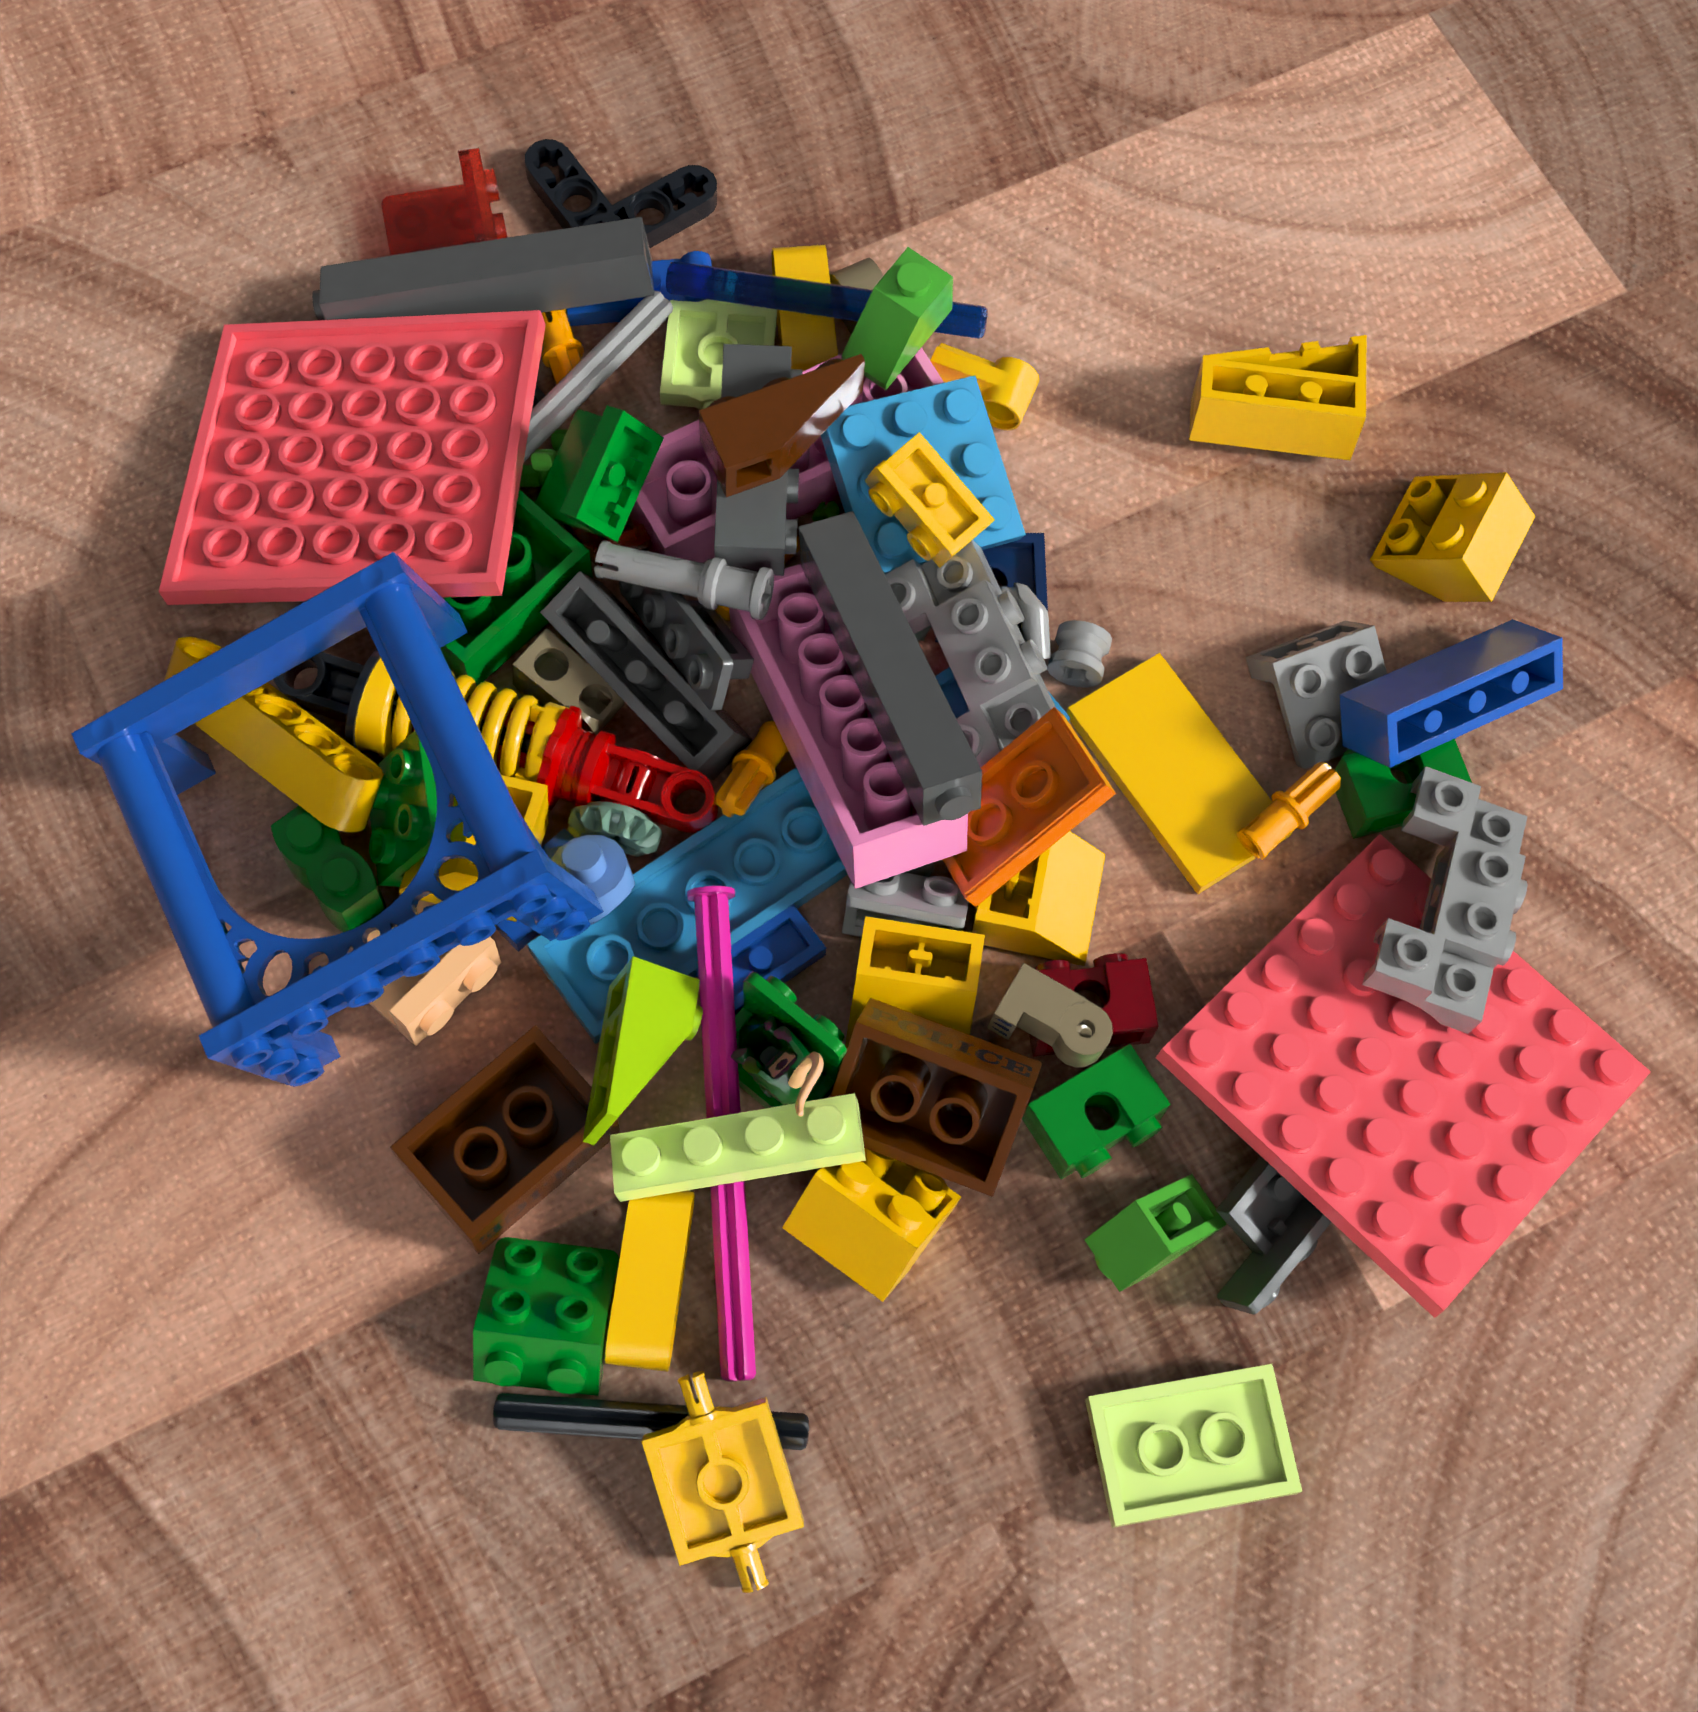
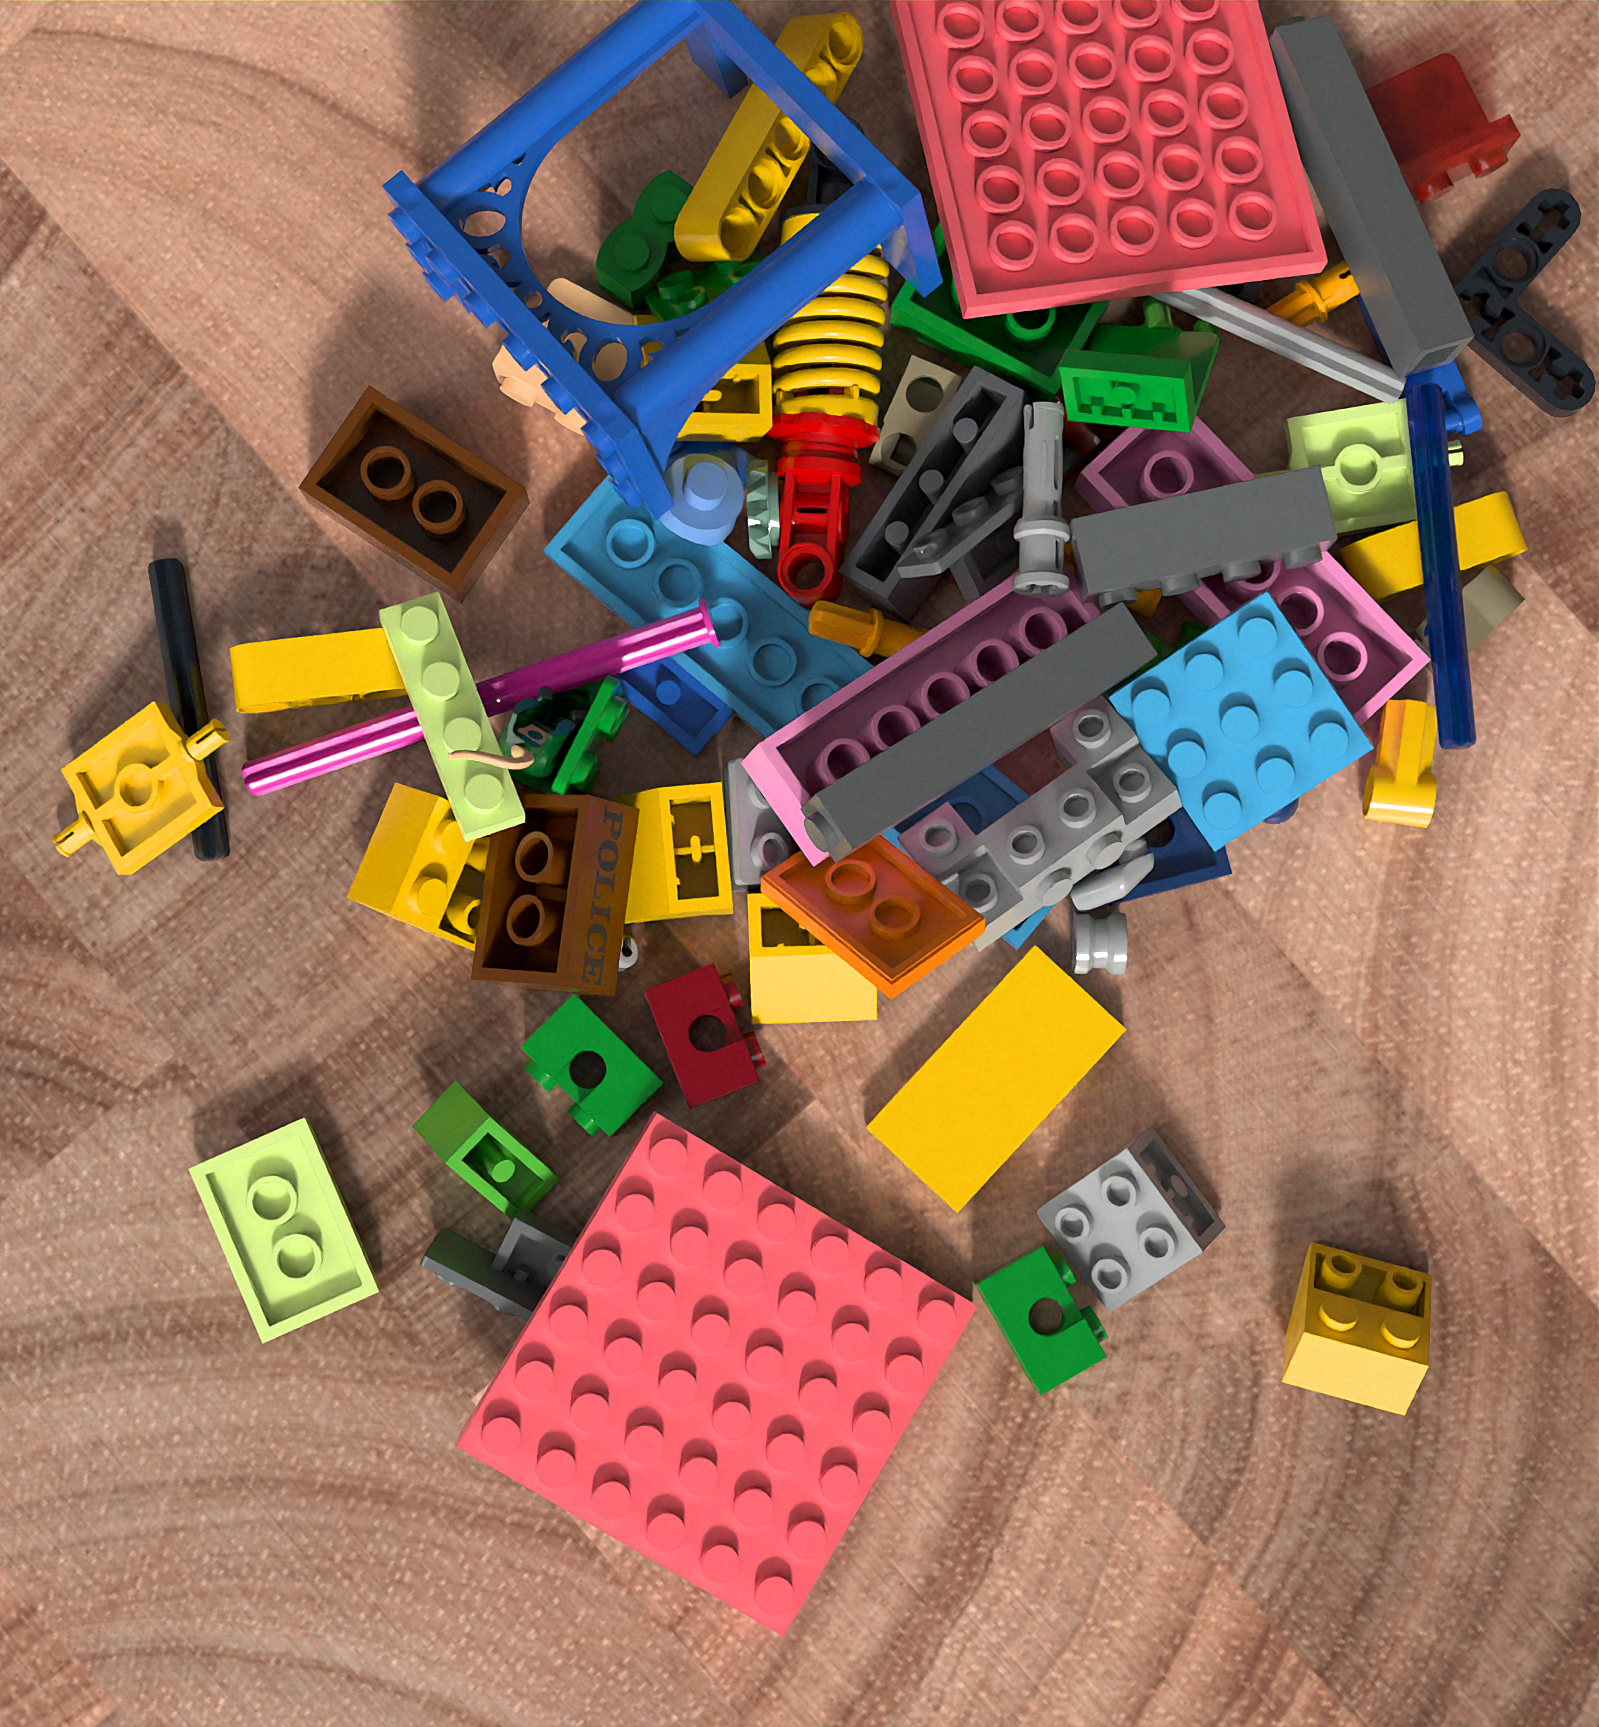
camera: 75 degrees right, 15 degrees up
(544, 1316) = (263, 579): green bracket -> none
(642, 1026) = (547, 593): lime slope -> none
(769, 429) = (1213, 540): reddish brown slope -> none
(900, 316) = (1416, 647): bright green slope -> none
(927, 501) = (1194, 731): yellow bracket -> none
(1054, 1015) = (656, 1019): dark tan leg -> none
(1284, 400) = (1472, 1105): yellow wedge -> none
(1289, 810) = (970, 1202): light orange axle -> none
(1451, 692) = (1147, 1351): blue brick -> none
(1467, 909) = (898, 1405): light grey bracket -> none

